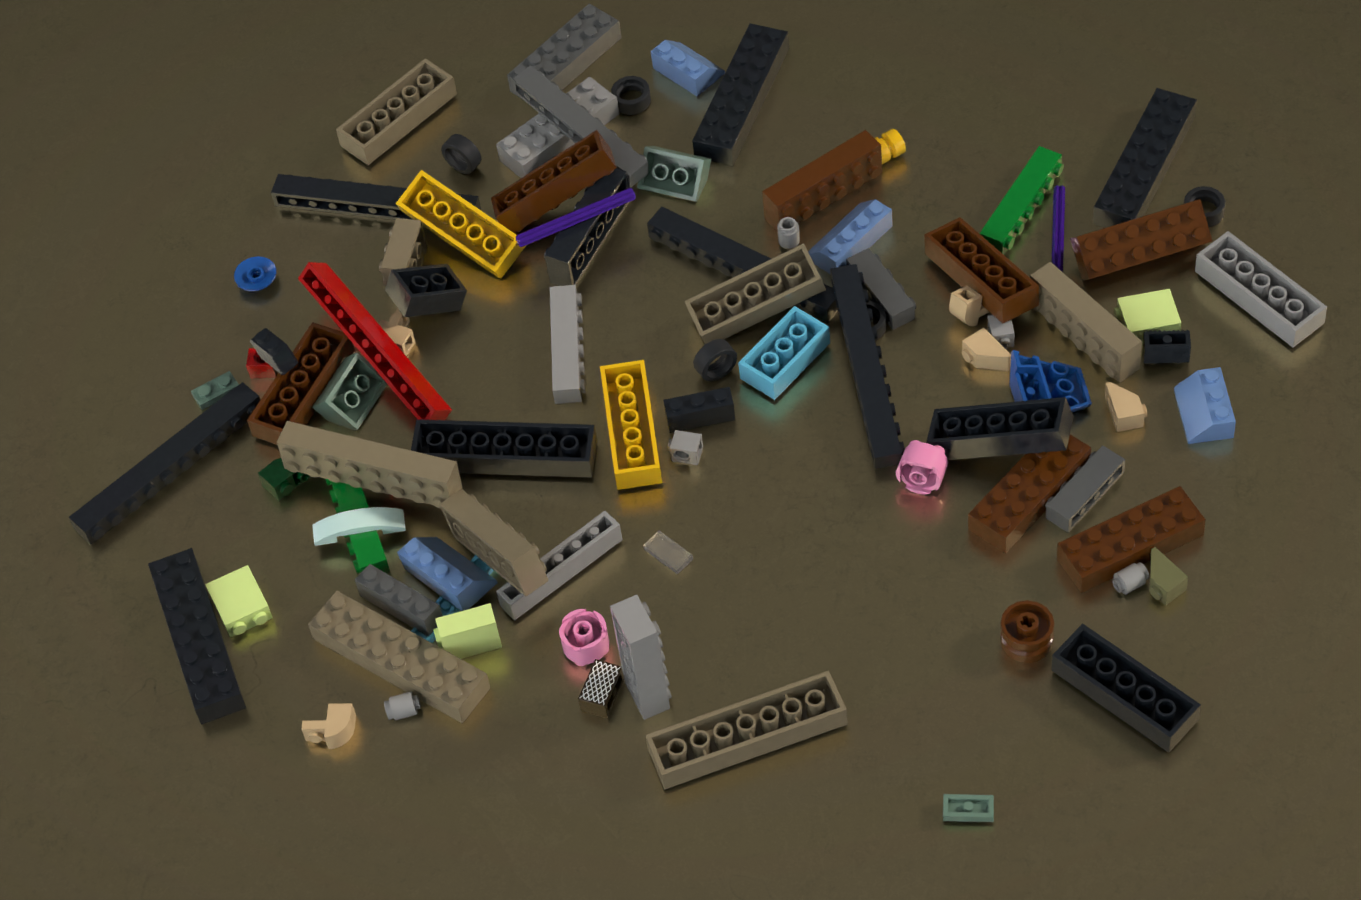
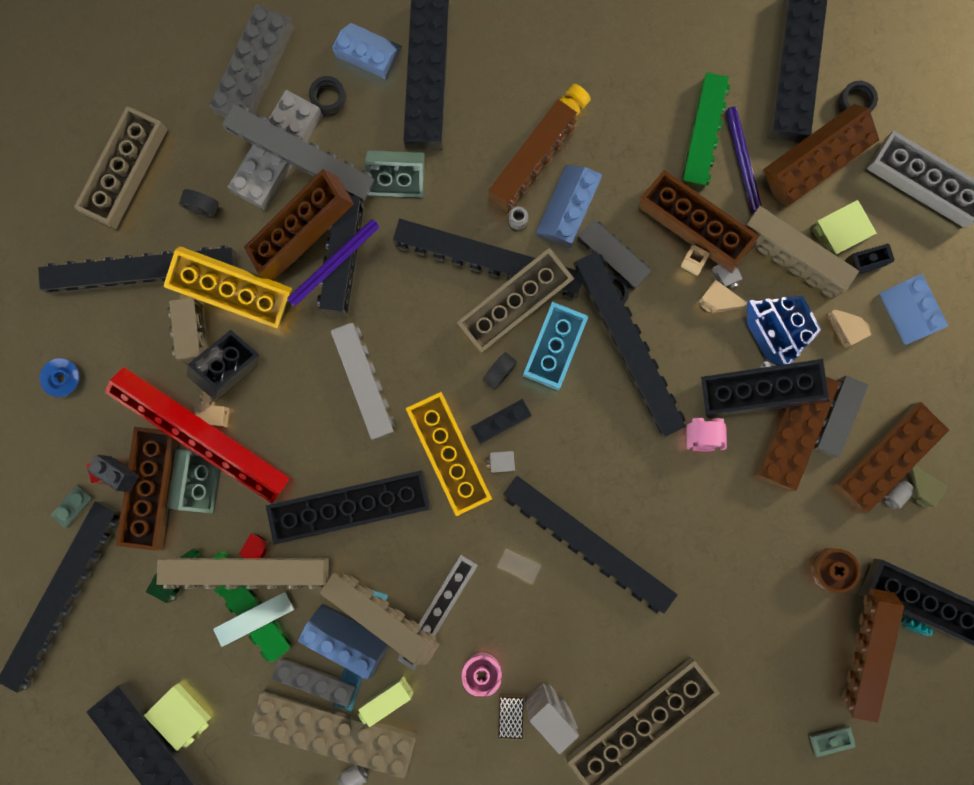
camera: 25 degrees left, 30 degrees up
(754, 547) = (591, 545): none -> black brick
(1037, 707) = (873, 654): none -> reddish brown brick
(1106, 709) = (917, 627): none -> teal gear

